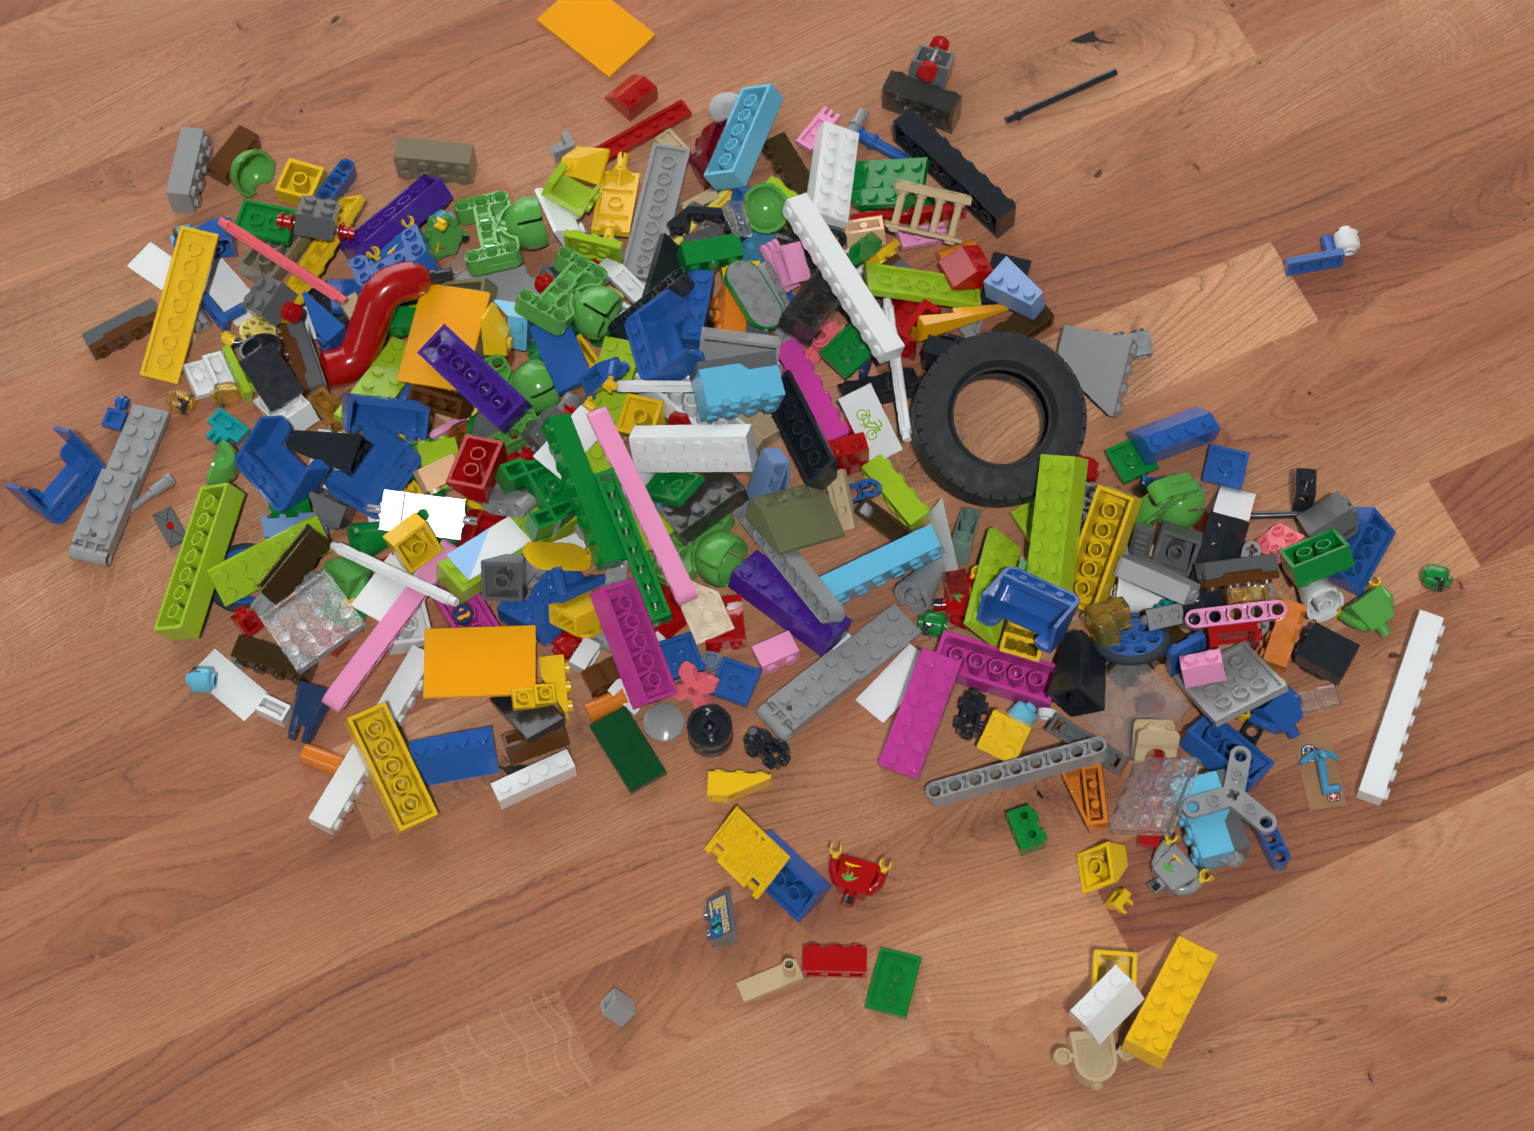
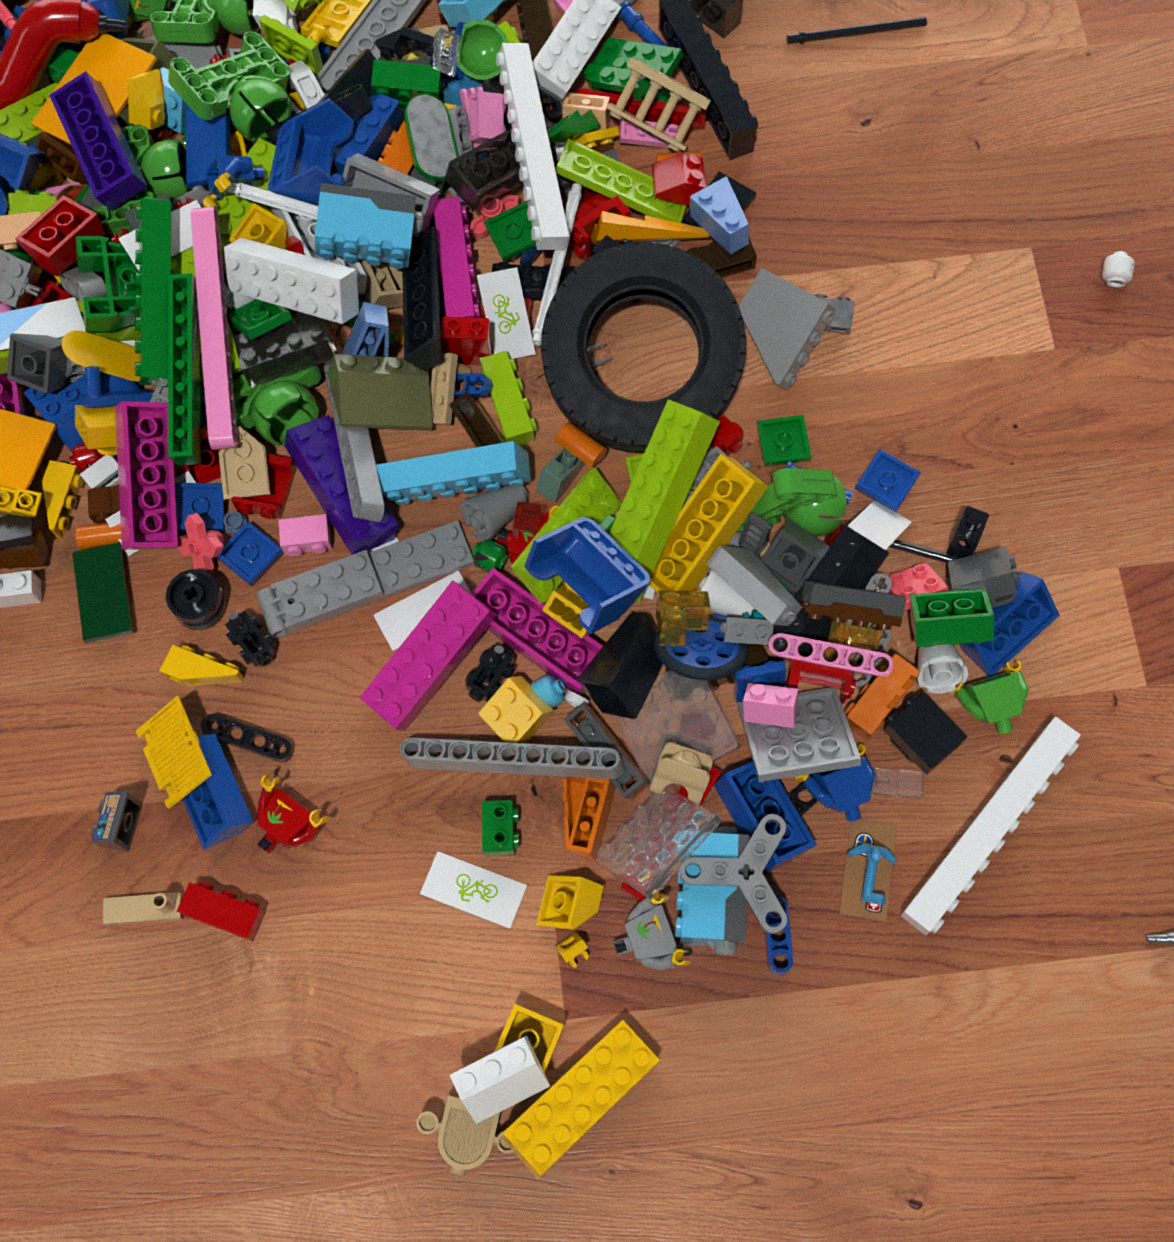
camera: 20 degrees right, 5 degrees up
(663, 722) = (154, 573): light grey dish -> none
(796, 822) = (247, 738): none -> black beam
(893, 982) = (278, 958): green tile -> none
(939, 521) = (537, 463): white sticker -> none
(972, 512) = (580, 444): none -> orange brick
(1022, 883) = (473, 889): none -> white sticker
(1174, 434) = (842, 427): blue slope -> none
(1318, 261) = (1073, 282): blue piece -> none
(1436, 578) = (1089, 684): green head -> none

